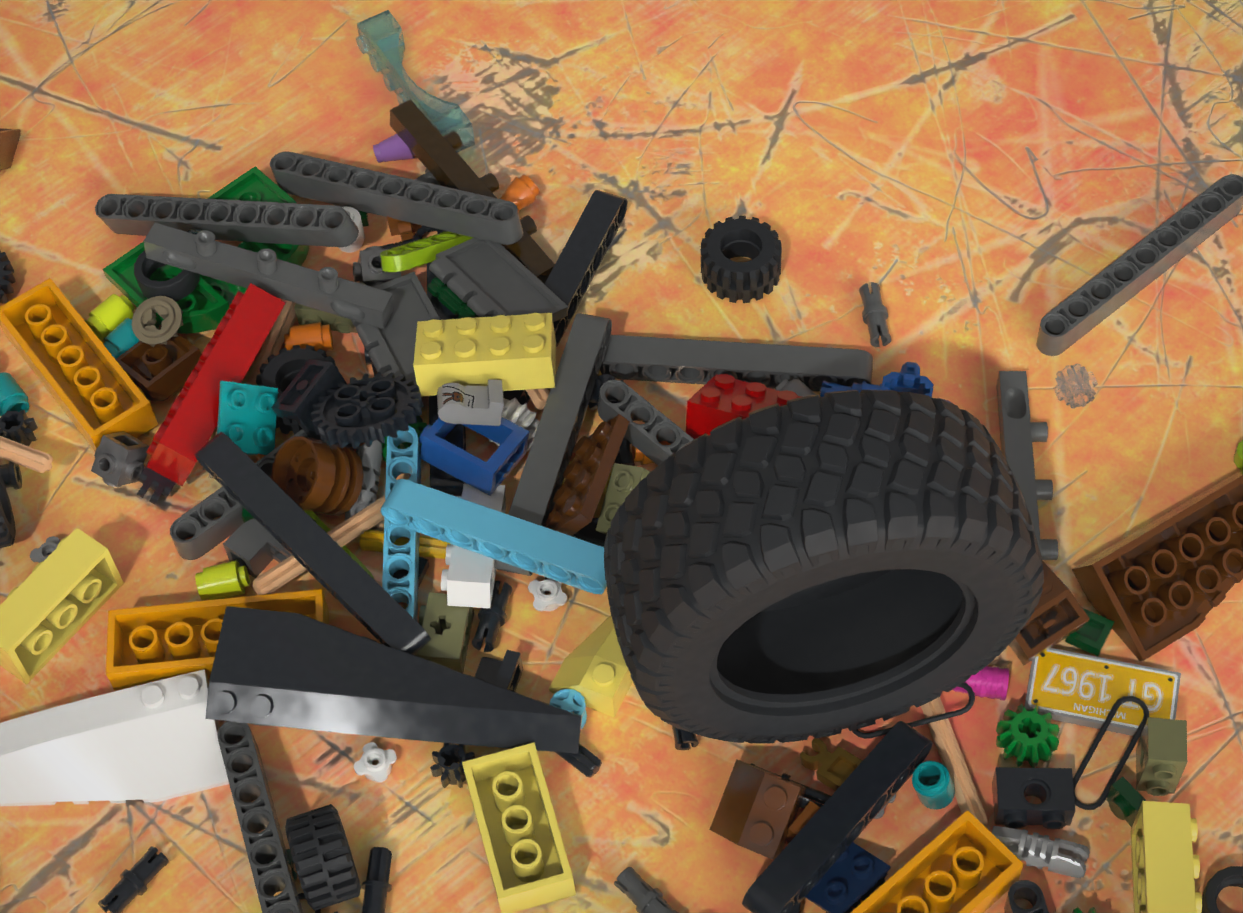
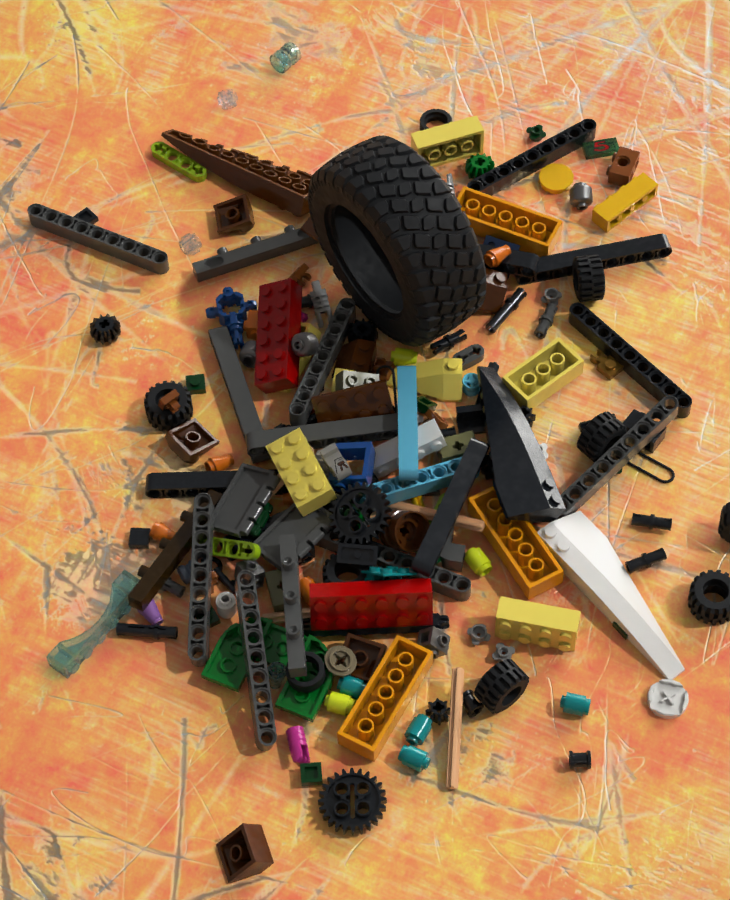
camera: 115 degrees left, 0 degrees up
(34, 252) = (311, 774): none -> dark green plate
(69, 837) = (645, 560): none -> black pin
(87, 249) = (297, 744): none -> dark pink hinge
(107, 527) = (478, 628): none -> light grey plate
(362, 145) = (153, 631): none -> black pin
(521, 624) = (430, 414): none -> dark orange tile
(531, 166) = (139, 538): none -> black tile
(562, 618) = (425, 404): none -> dark green plate
(602, 295) = (219, 463): none -> orange cone
(640, 732) = (468, 357): none -> dark grey beam
(662, 272) = (190, 441): none -> reddish brown slope
(712, 850) = (510, 305): none -> black pin
(721, 236) = (170, 401): none -> dark orange tile
(777, 317) = (196, 384): none -> dark green plate
(799, 831) = (496, 256): none -> orange cone
(875, 314) = (176, 341): dark grey pin -> none
(941, 224) = (105, 329): none -> black gear
(1117, 472) = (234, 215): none -> reddish brown slope
(1204, 266) = (87, 216): none -> black tile

